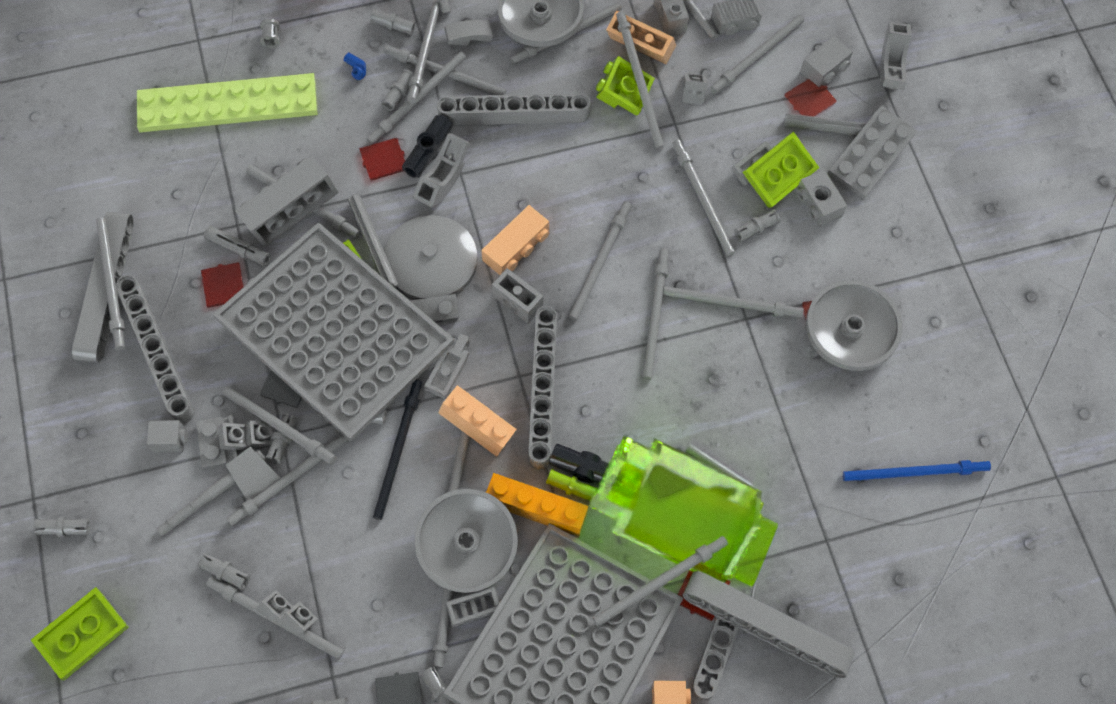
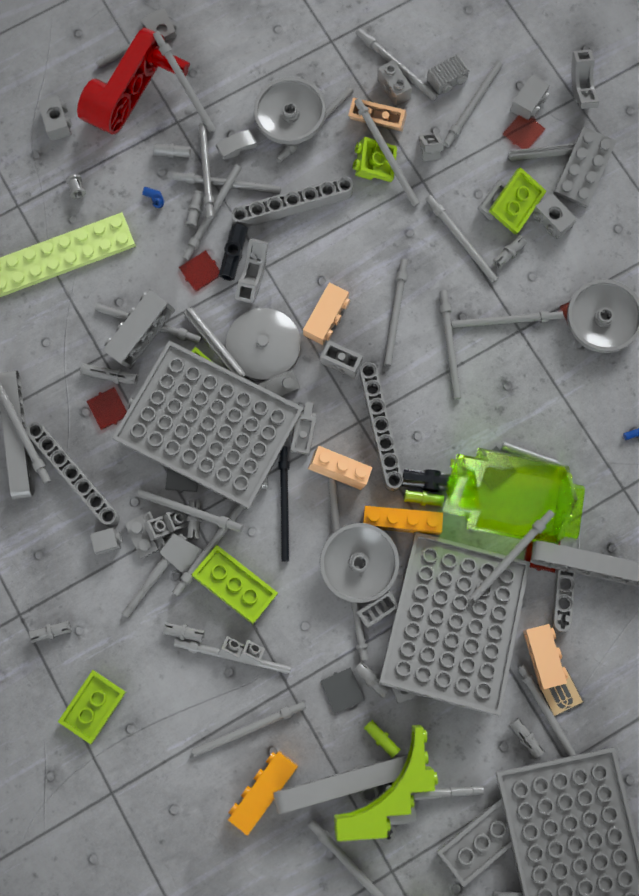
camera: 10 degrees left, 10 degrees up
(305, 529) = (234, 584): none -> lime plate

